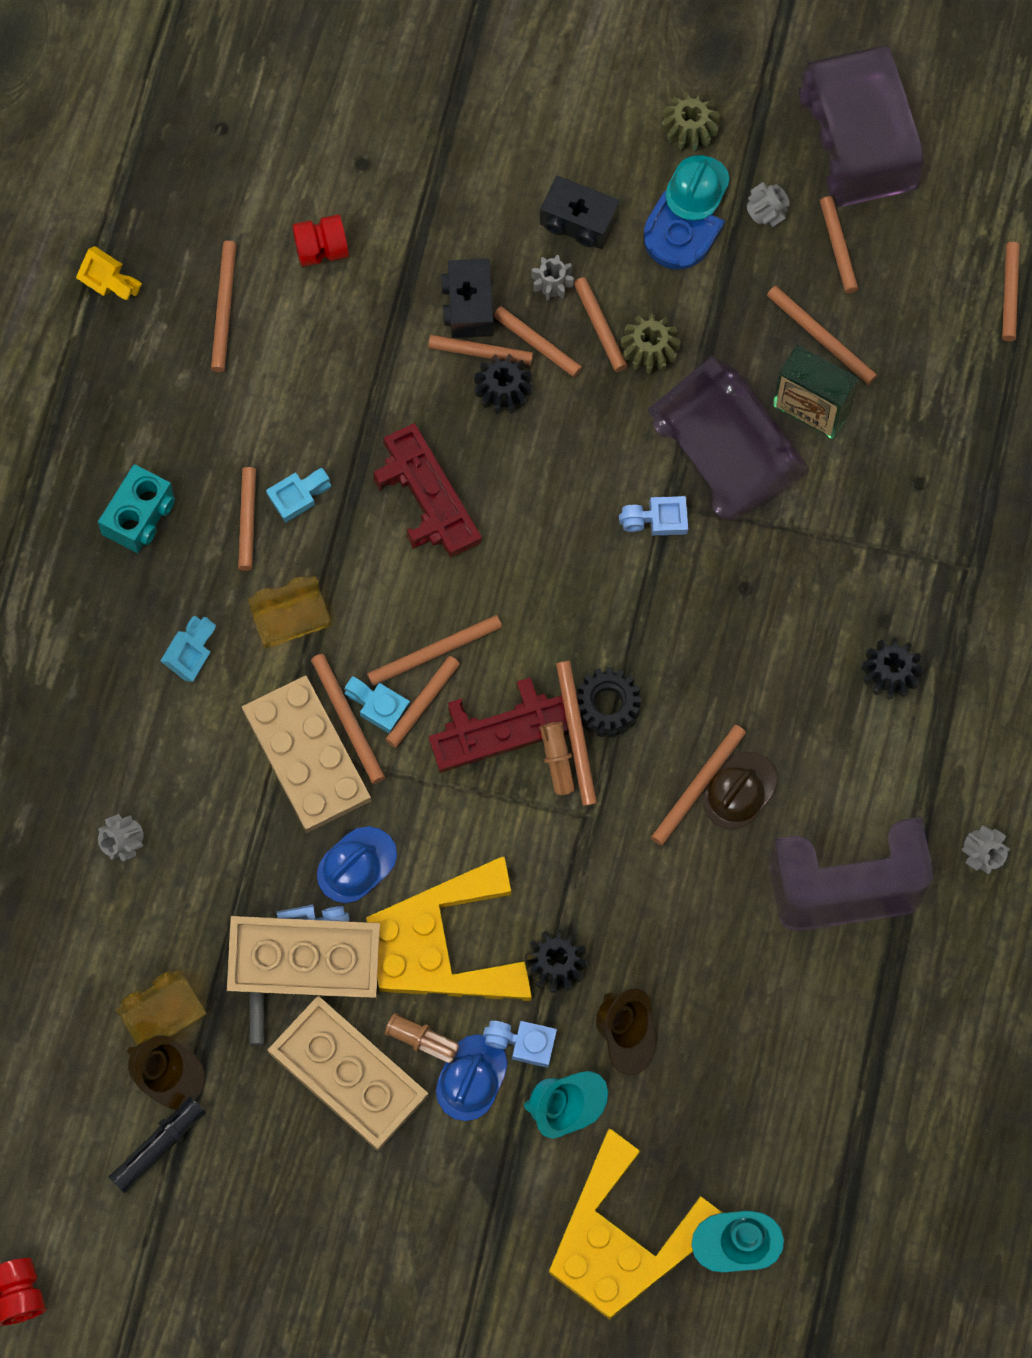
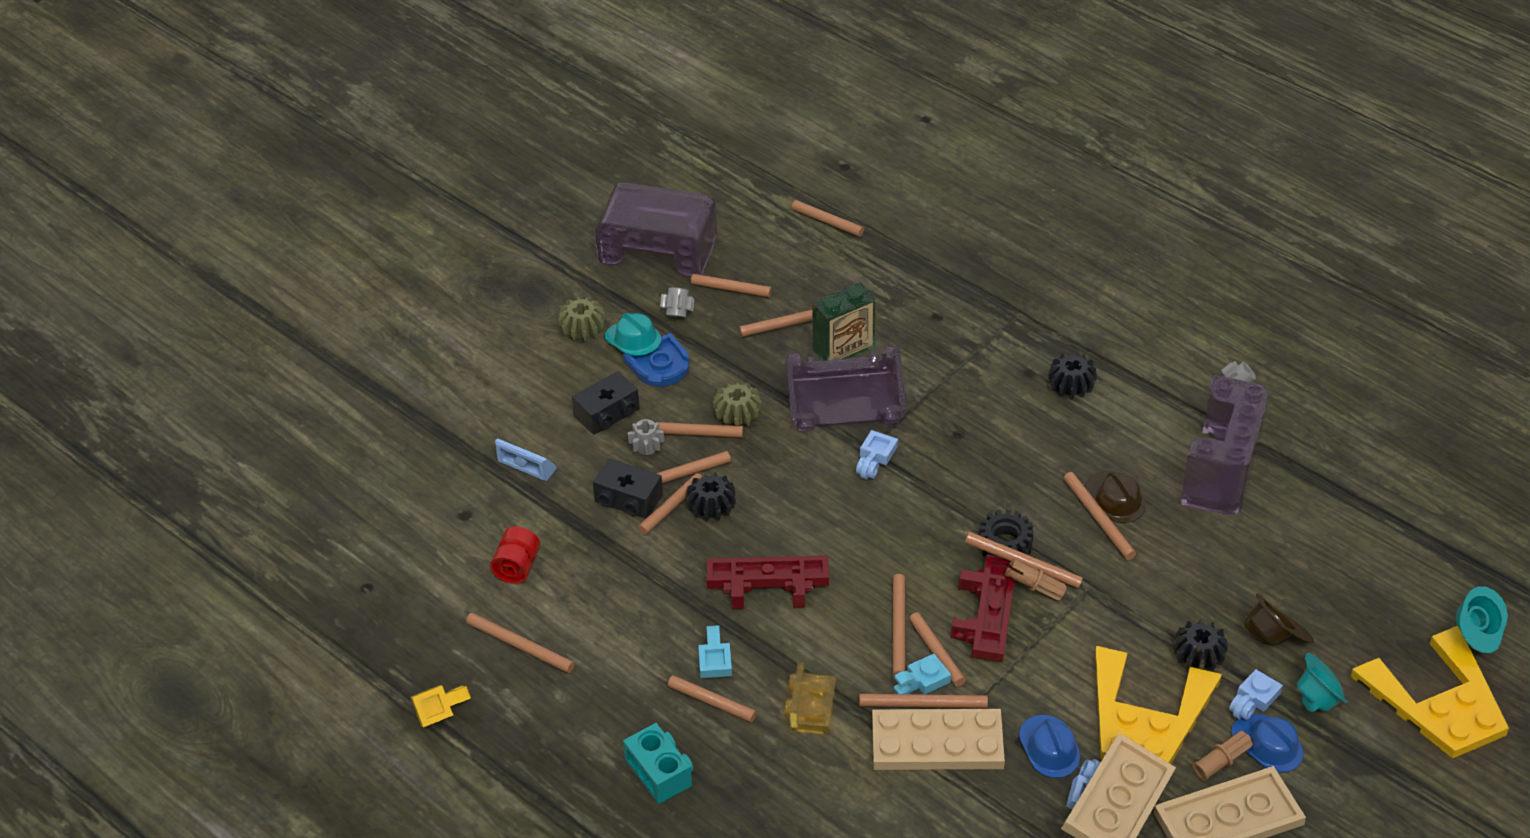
camera: 60 degrees left, 25 degrees down
(187, 651) = (805, 778): medium azure plate -> none
(462, 178) = (524, 460): none -> light blue slope

